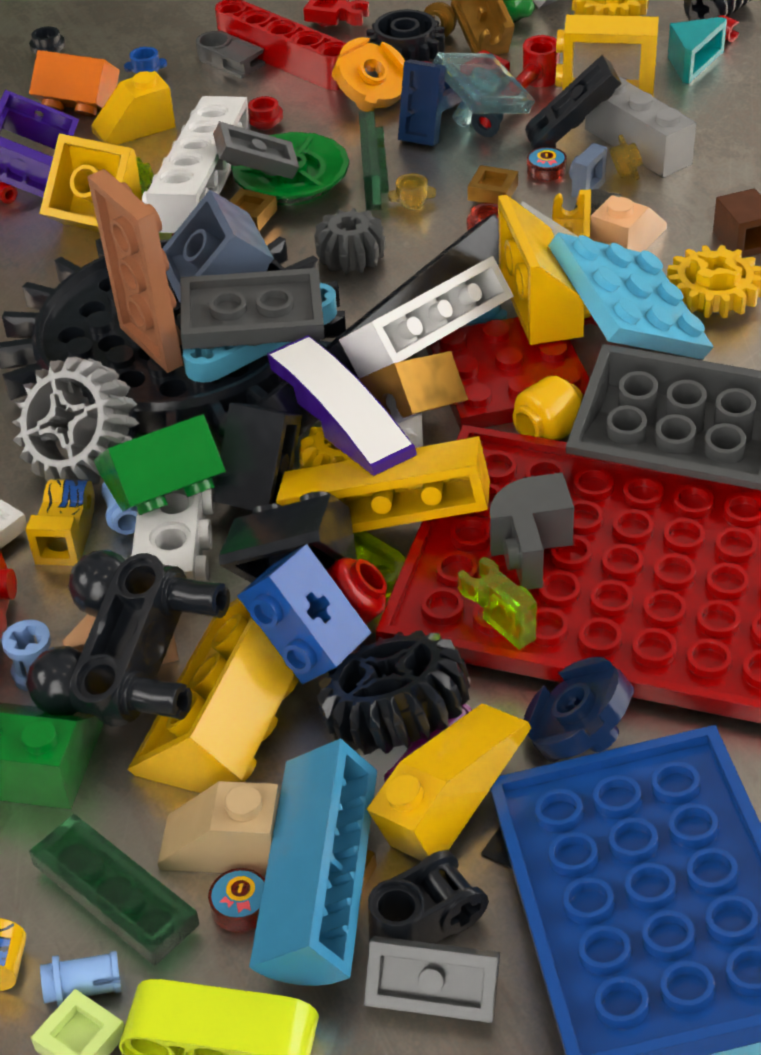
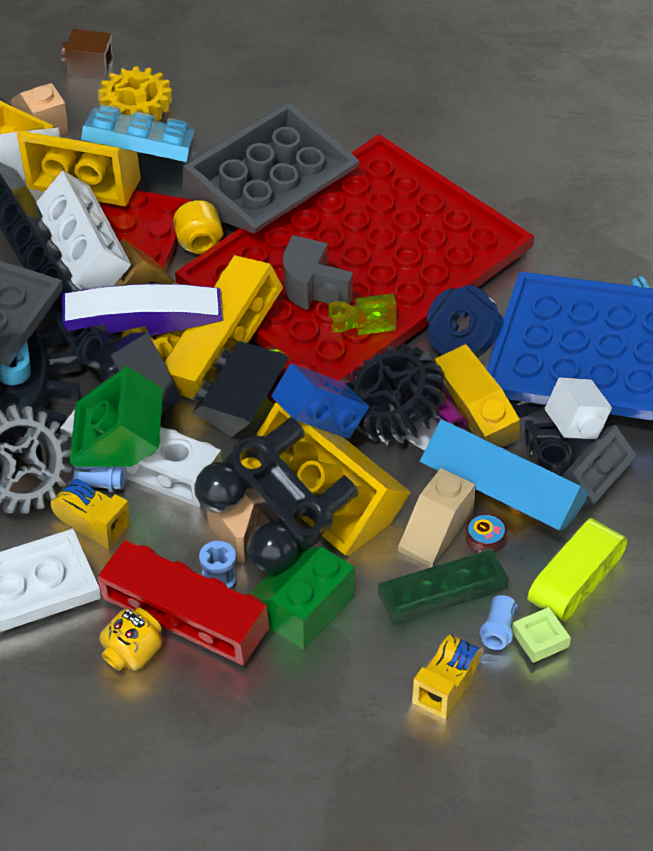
camera: 65 degrees left, 5 degrees up
(479, 890) = (578, 408): none -> white brick

